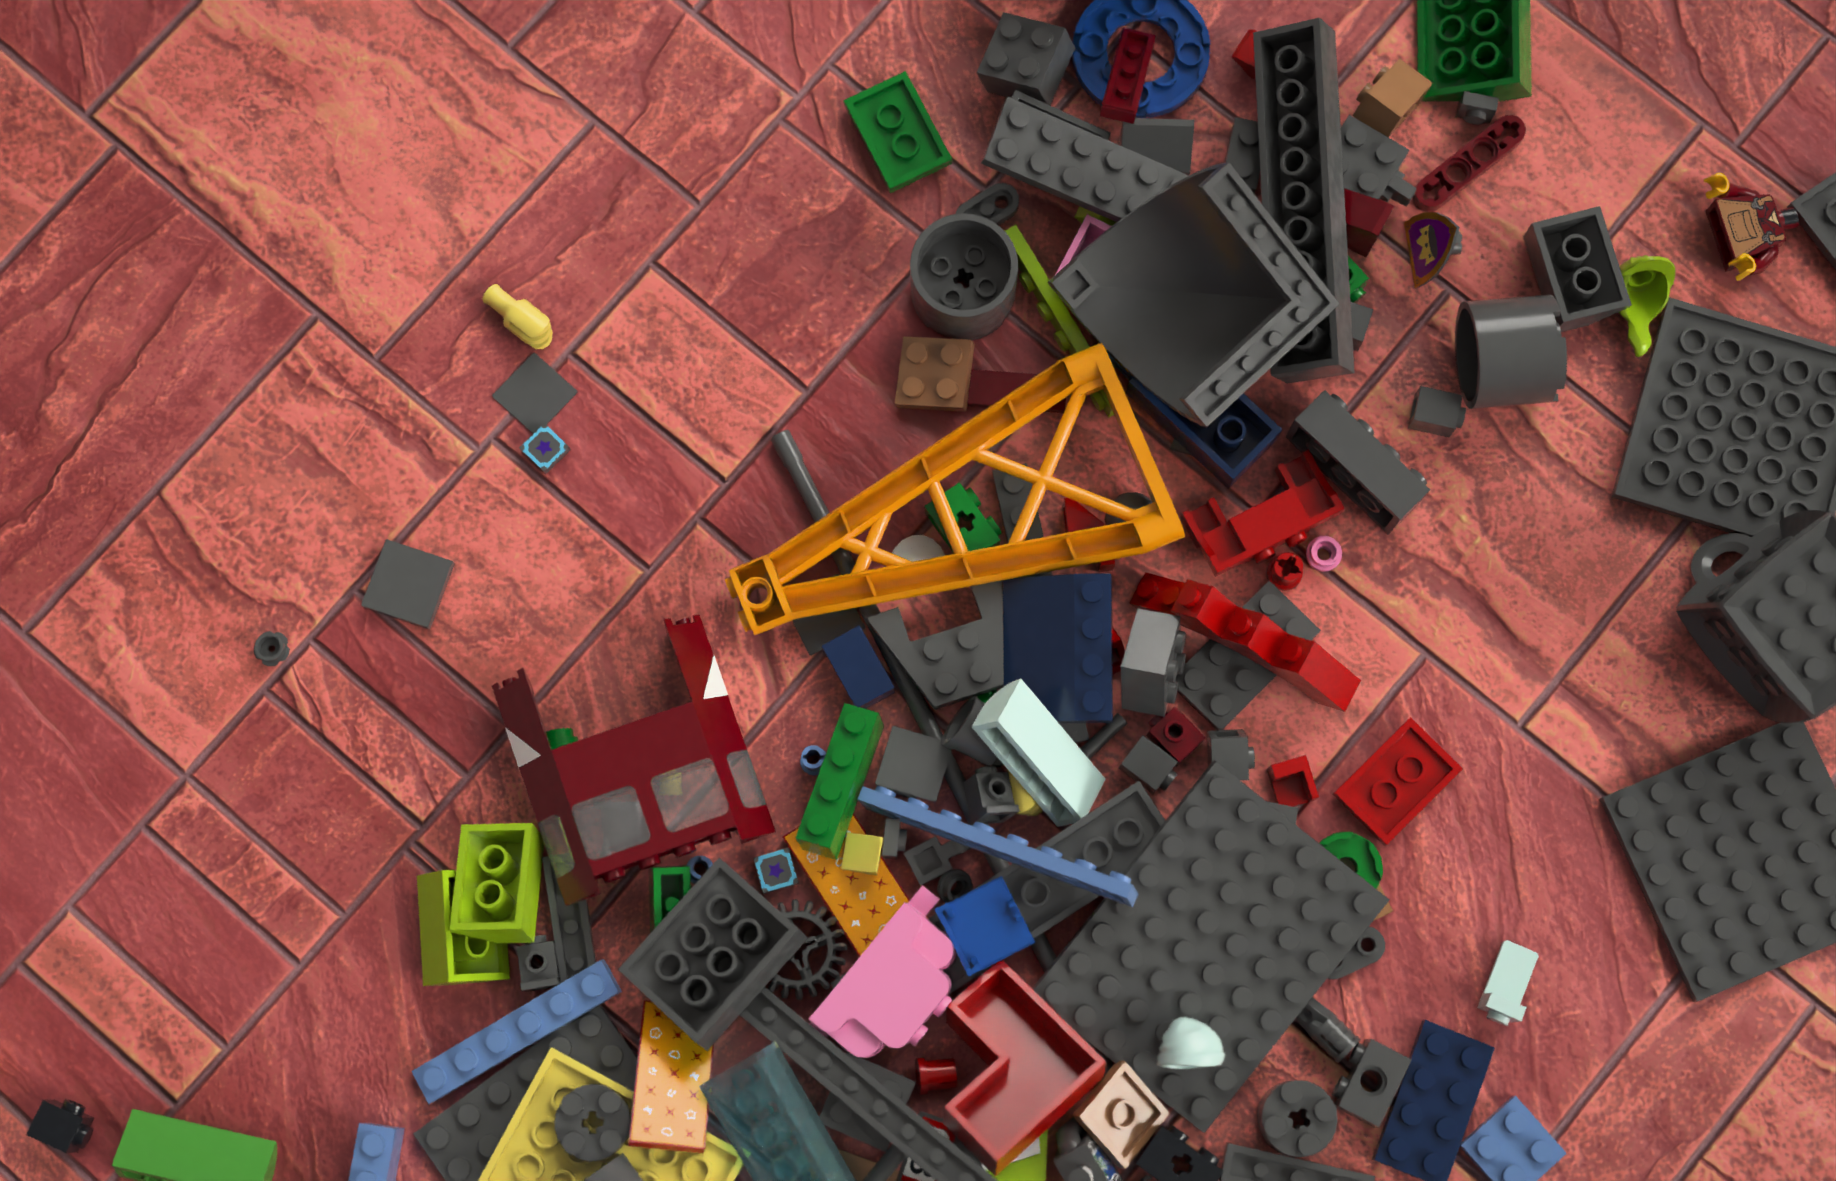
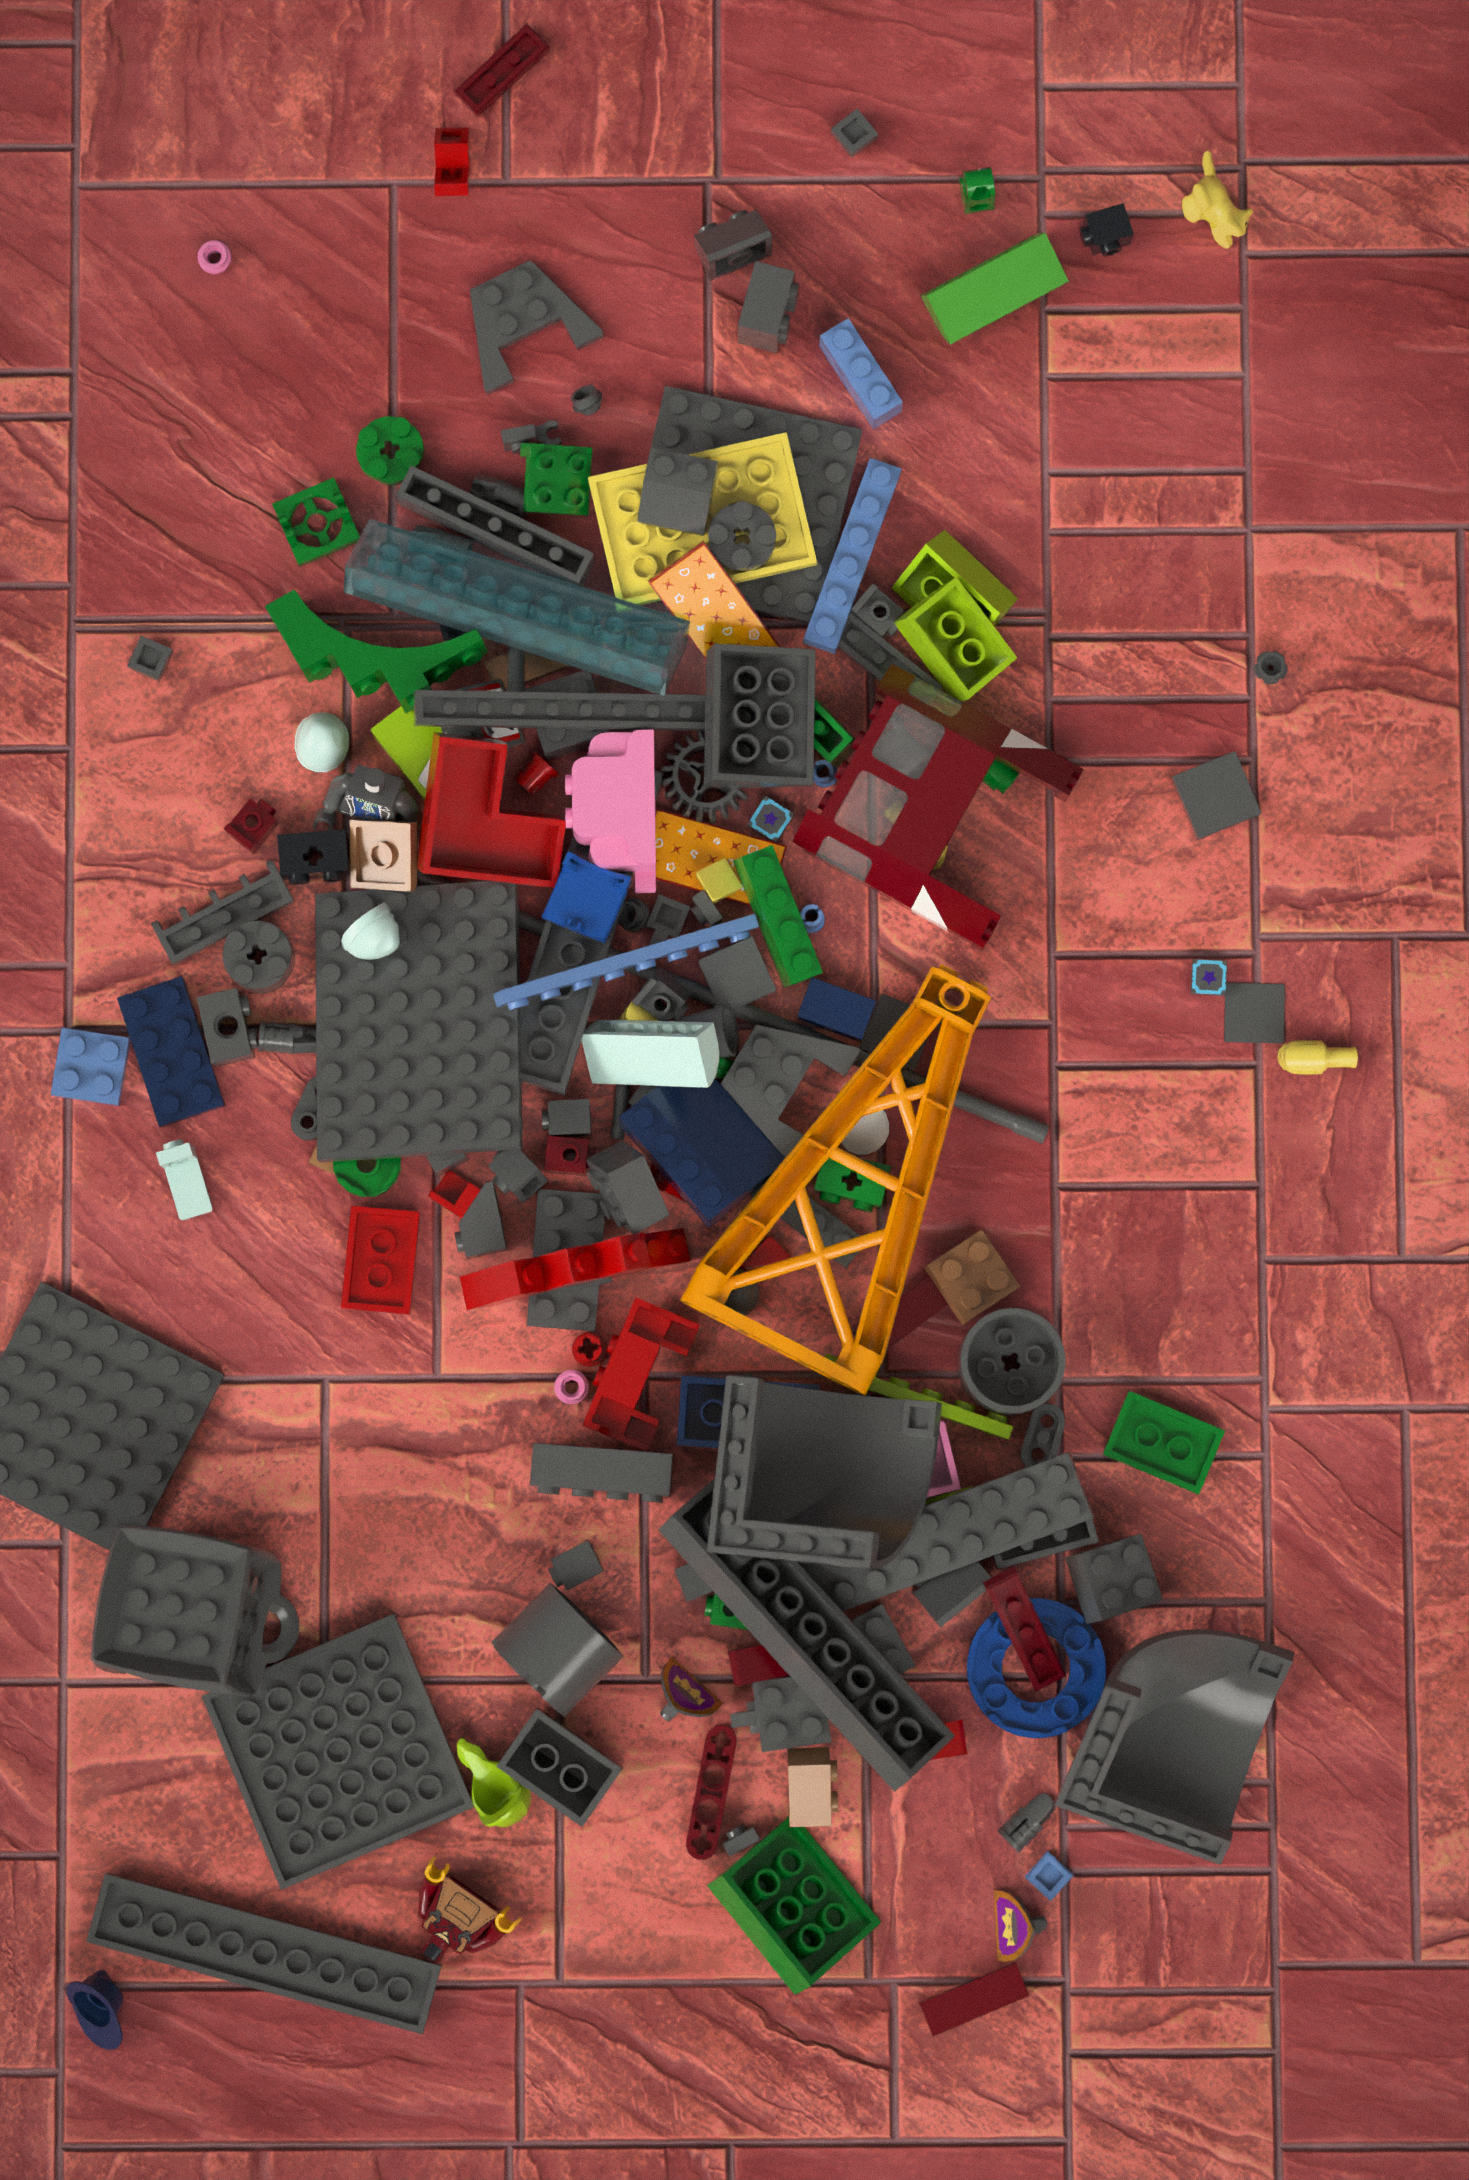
camera: 140 degrees right, 5 degrees up
(1293, 735) = (482, 1226): none -> dark grey slope

